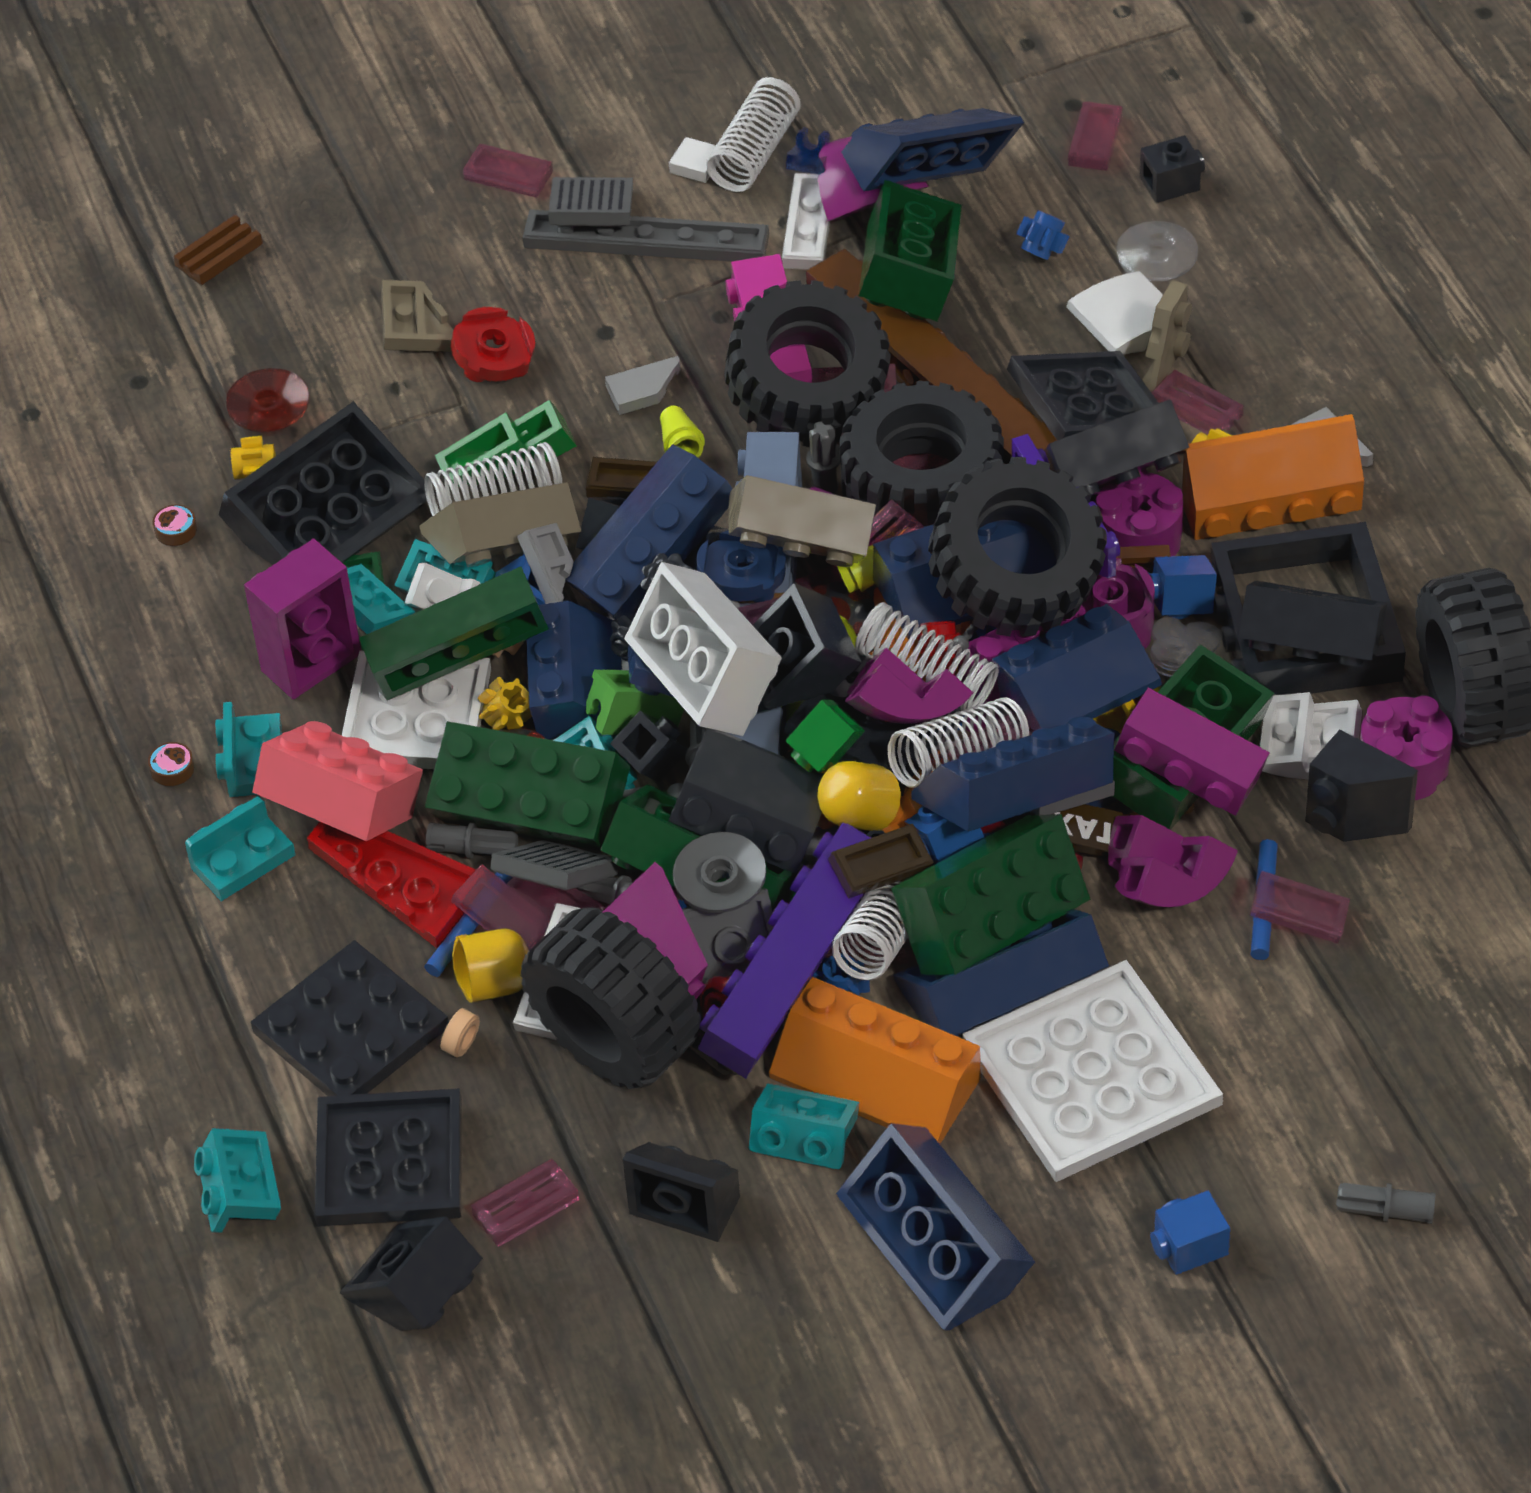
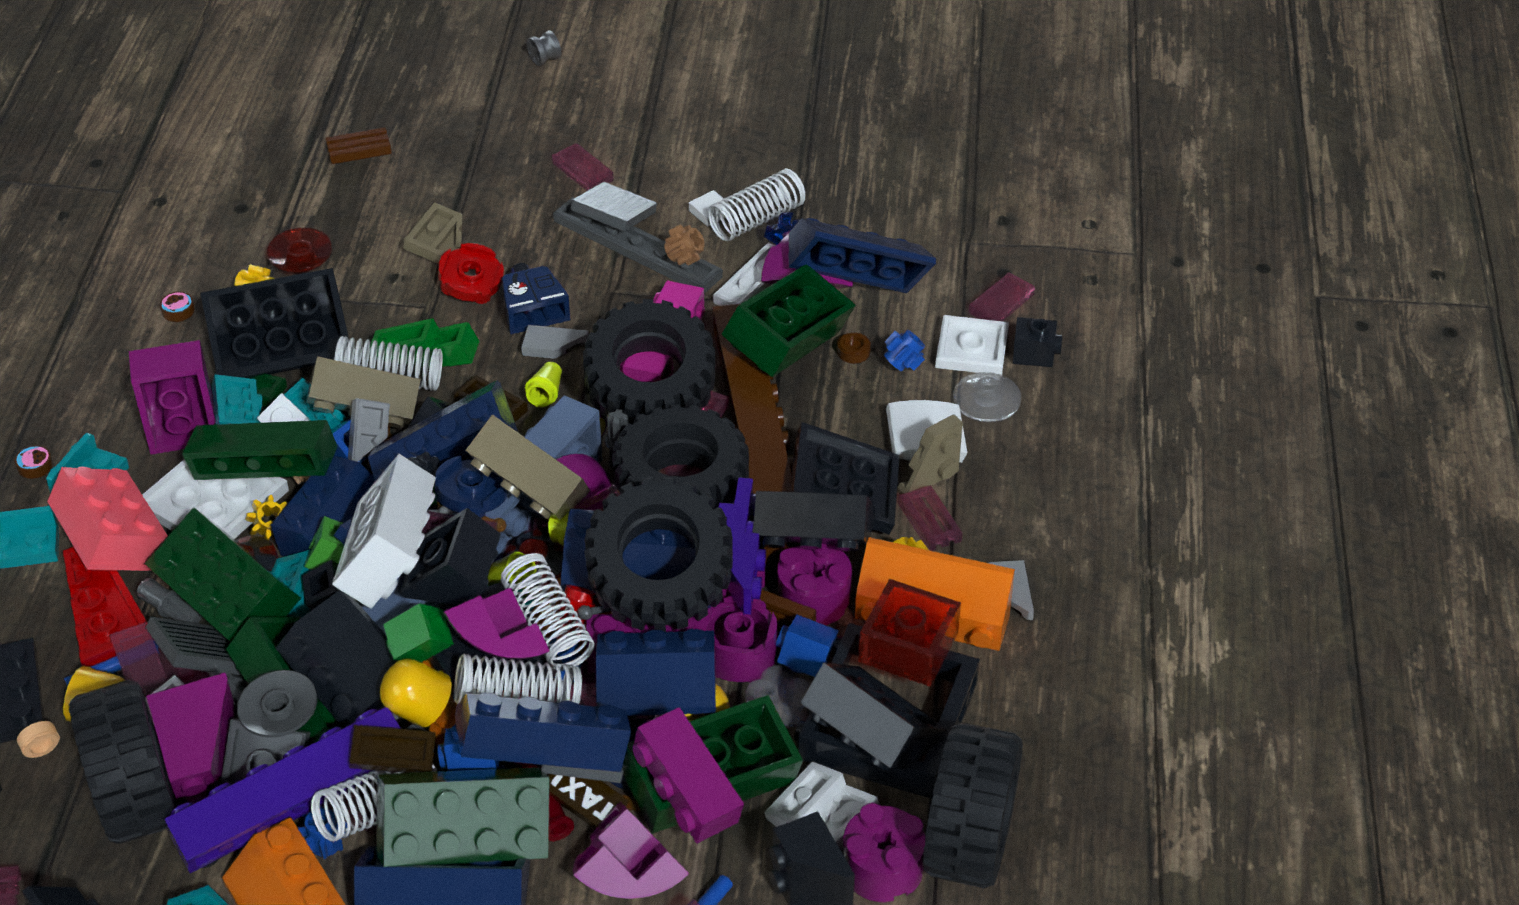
camera: 25 degrees right, 5 degrees down
(344, 41) = (543, 48): none -> flat silver wheel
(586, 344) = (533, 298): none -> dark blue torso
(718, 213) = (684, 245): none -> medium nougat gear
(978, 255) = (853, 347): none -> reddish brown tile
(1101, 199) = (972, 344): none -> white tile
(1293, 522) = (909, 632): none -> clear red brick

